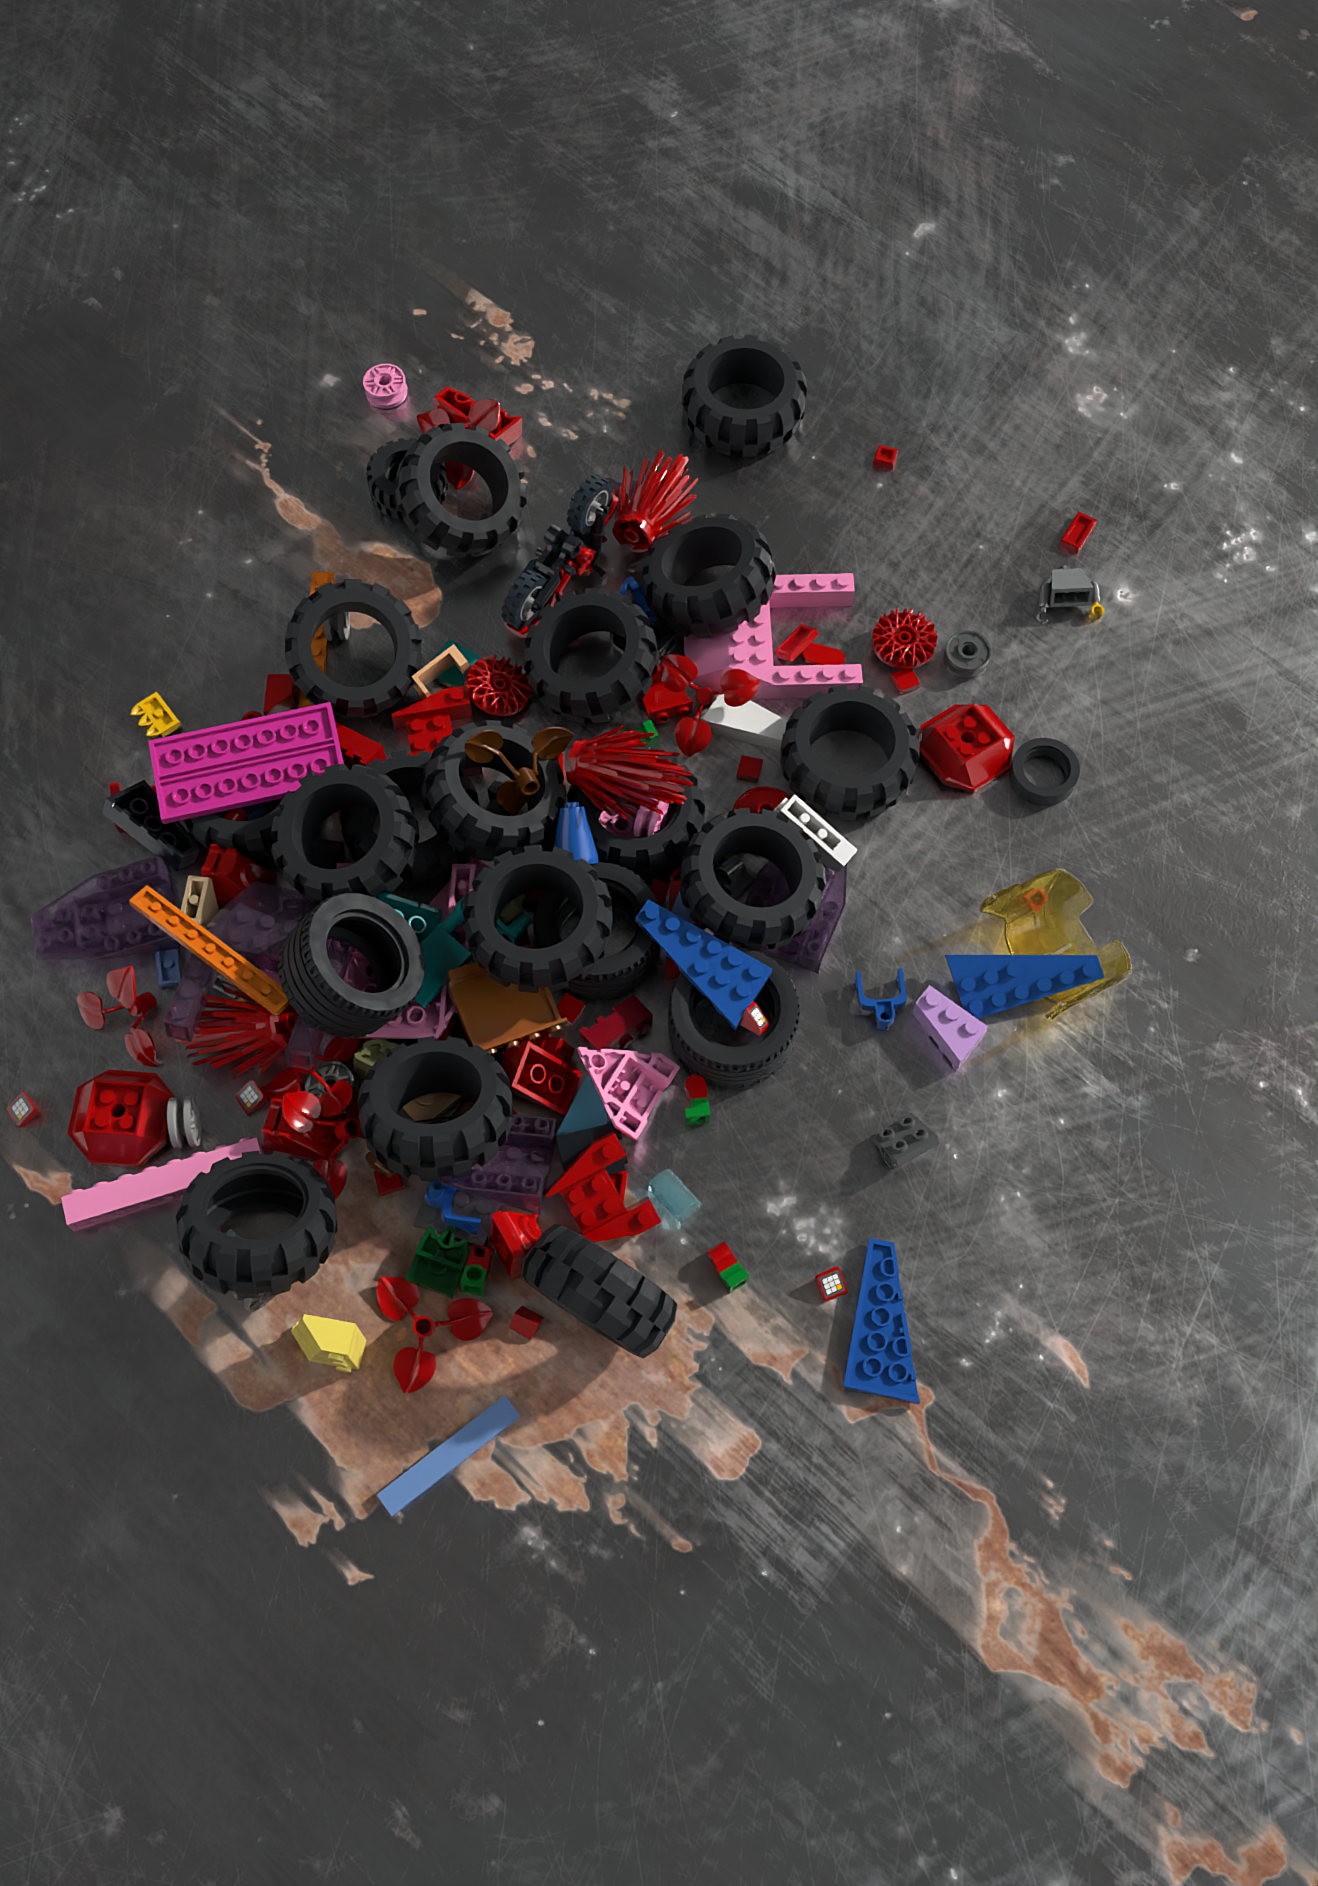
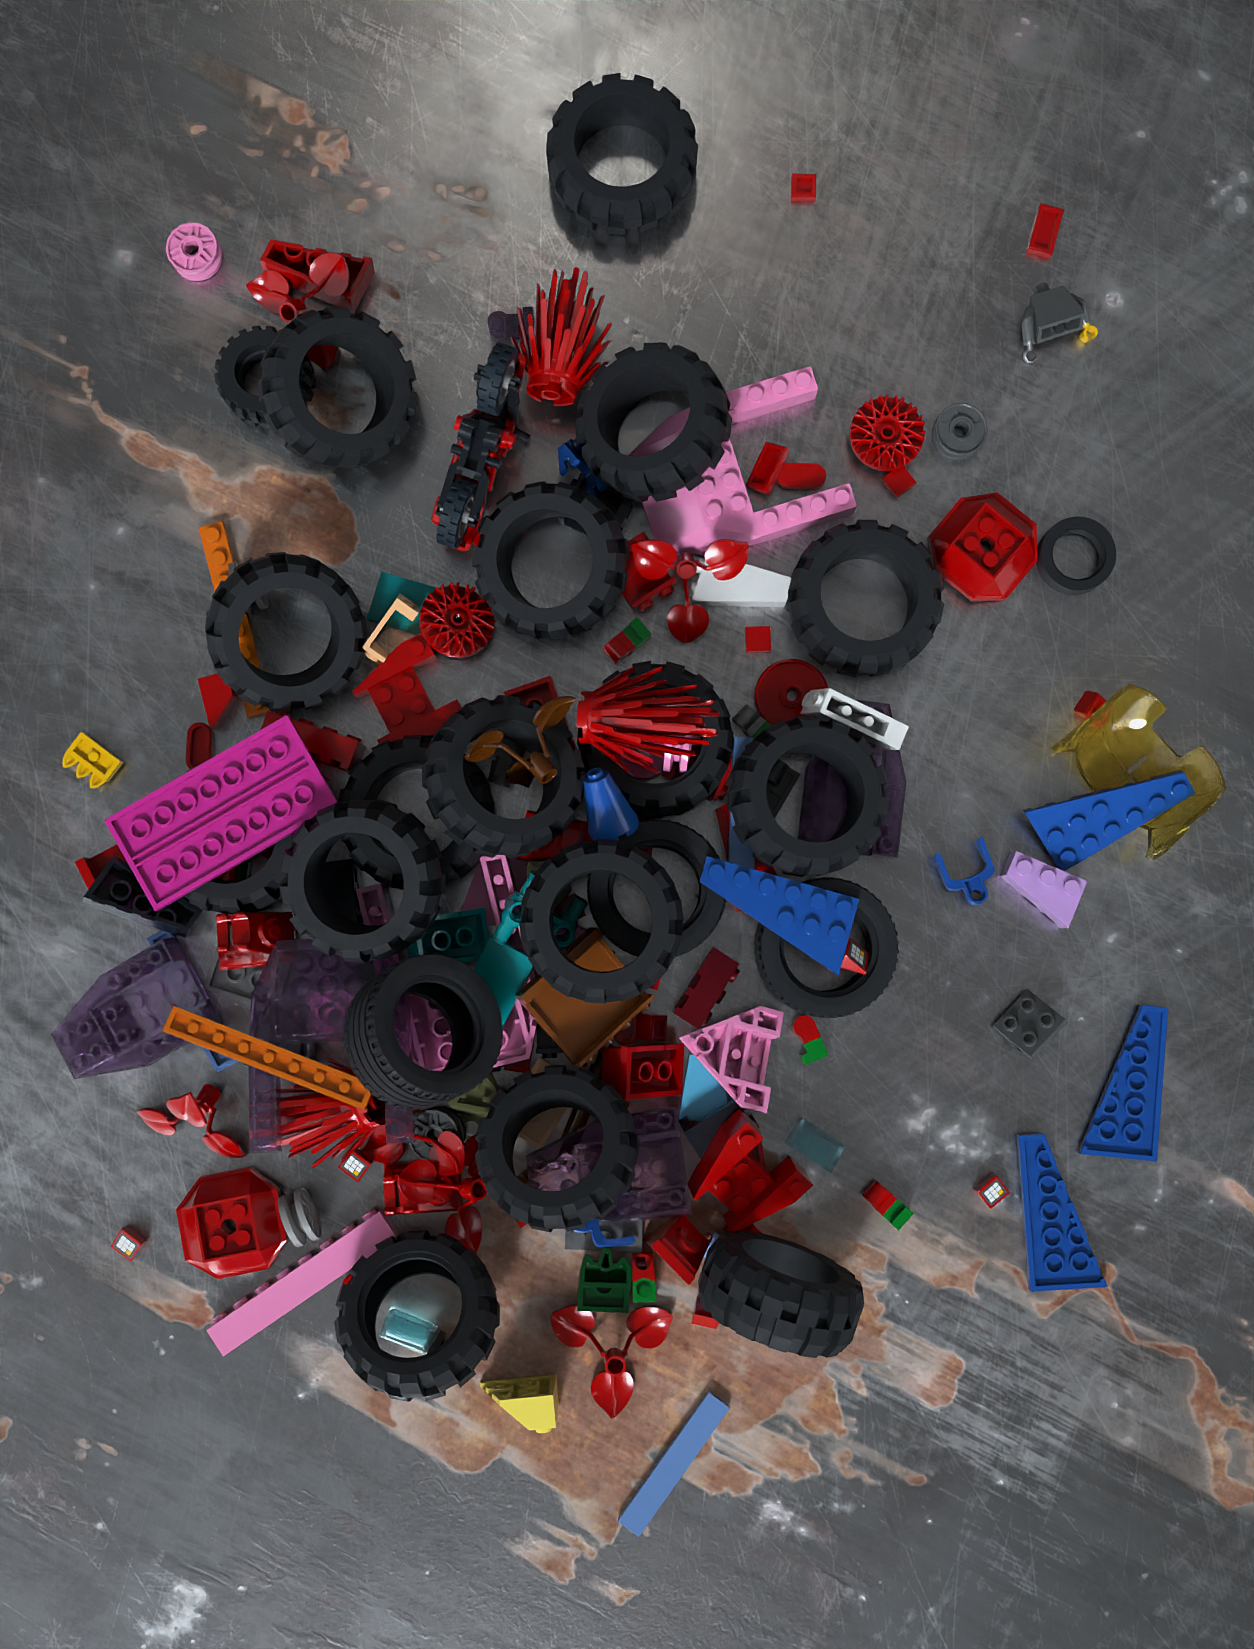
camera: 15 degrees left, 20 degrees up
(199, 900) = (227, 982): tan slope -> none
(660, 890) = (705, 822): red slope -> none
(984, 1240) = (1130, 1105): none -> blue wing

